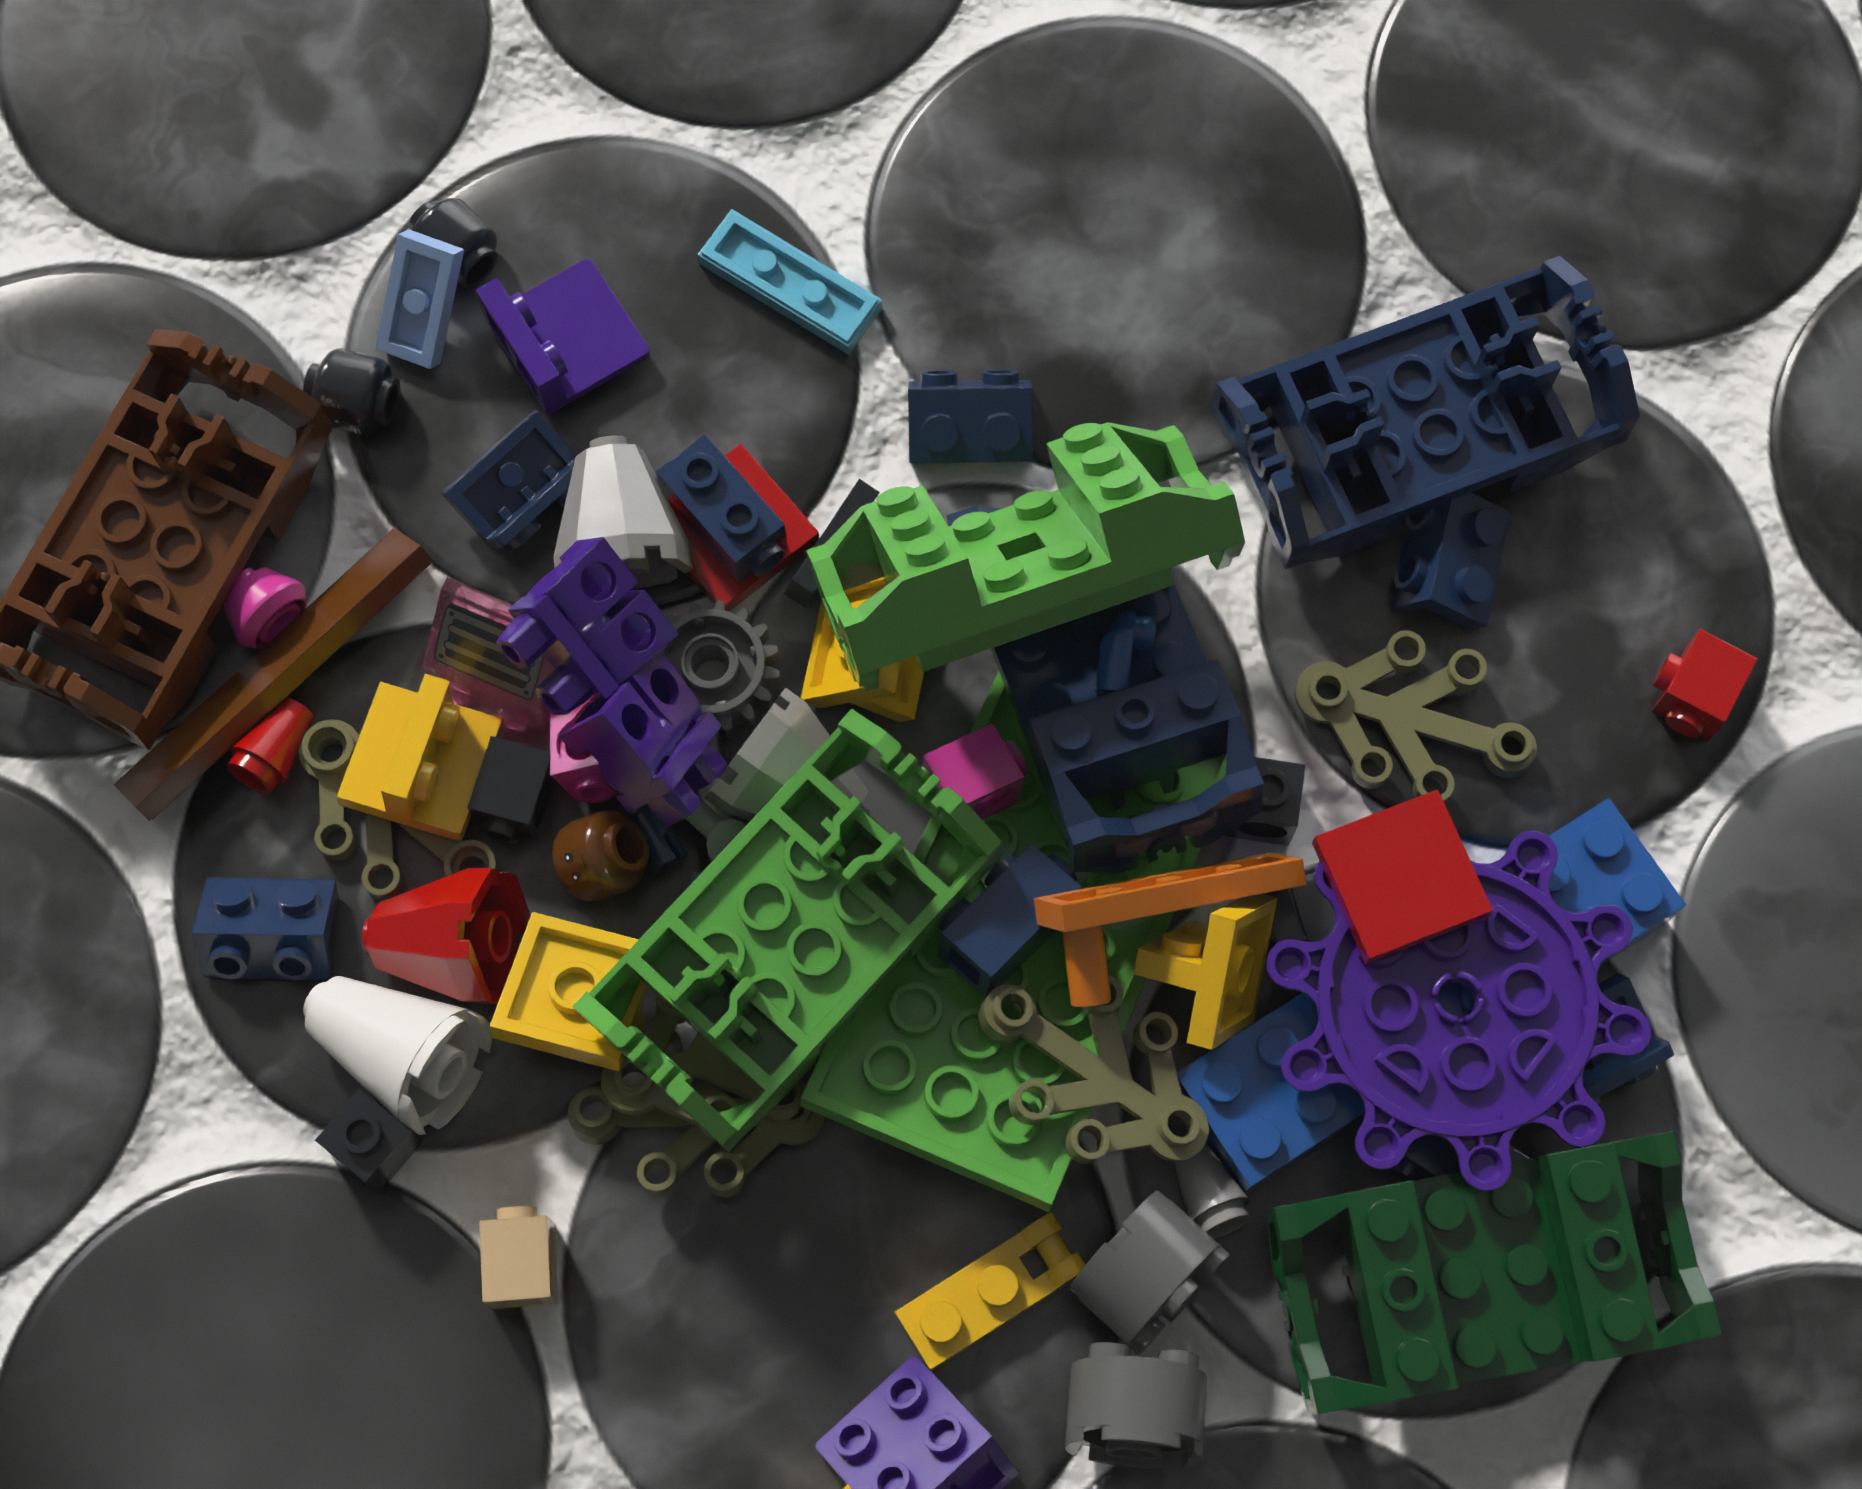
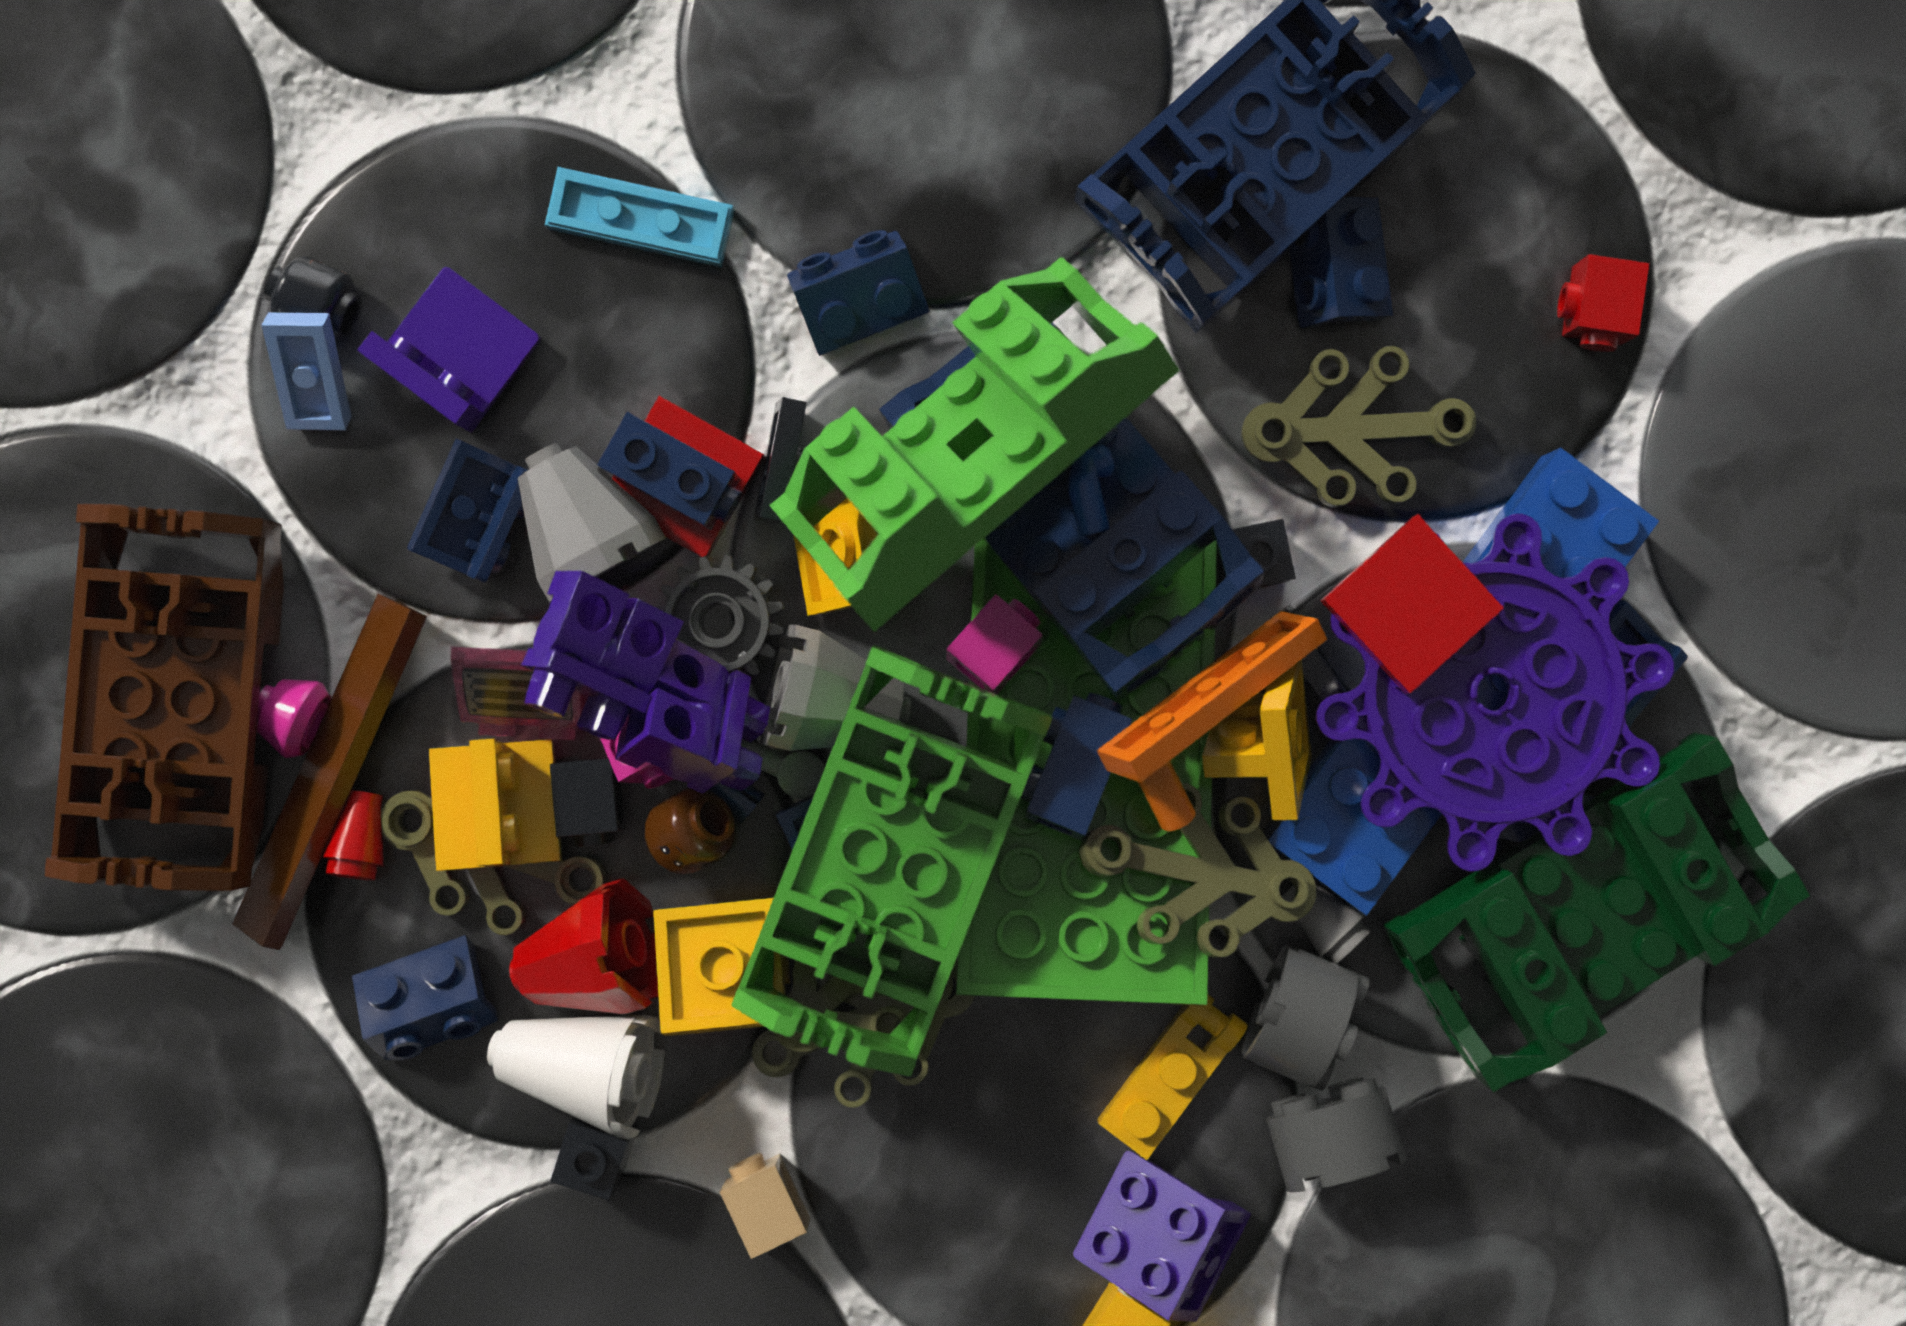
camera: 20 degrees left, 15 degrees up
(354, 390) = (283, 480): black head -> none

